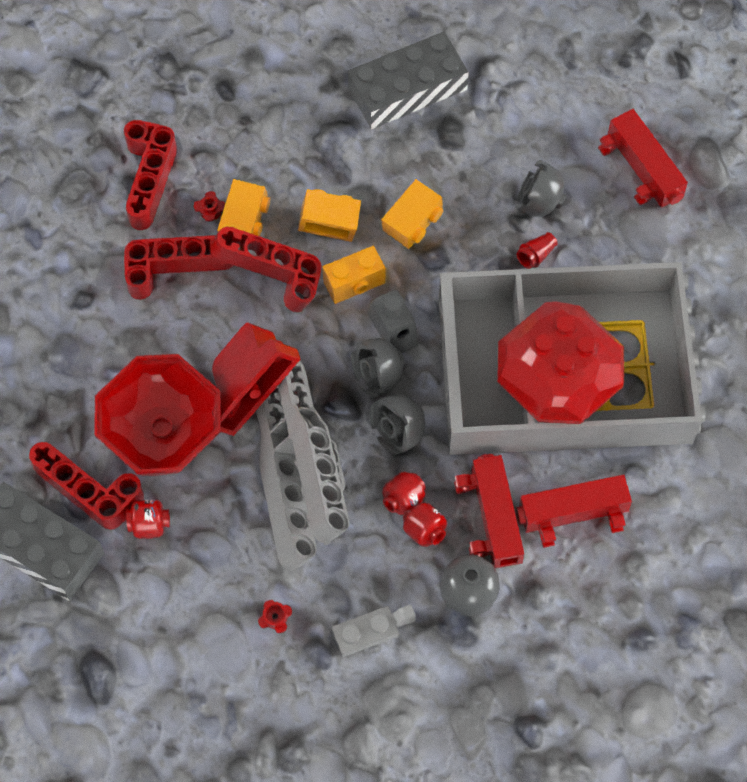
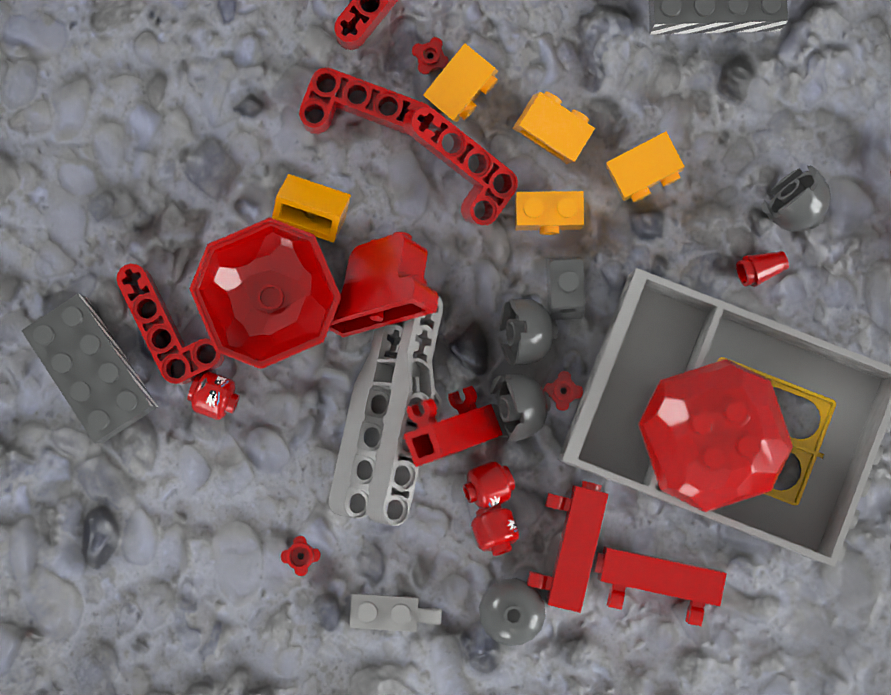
camera: 25 degrees right, 20 degrees up
(167, 341) = (311, 207): none -> light orange brick
(353, 452) = (451, 435): none -> red brick
(437, 398) = (563, 381): none -> red plate

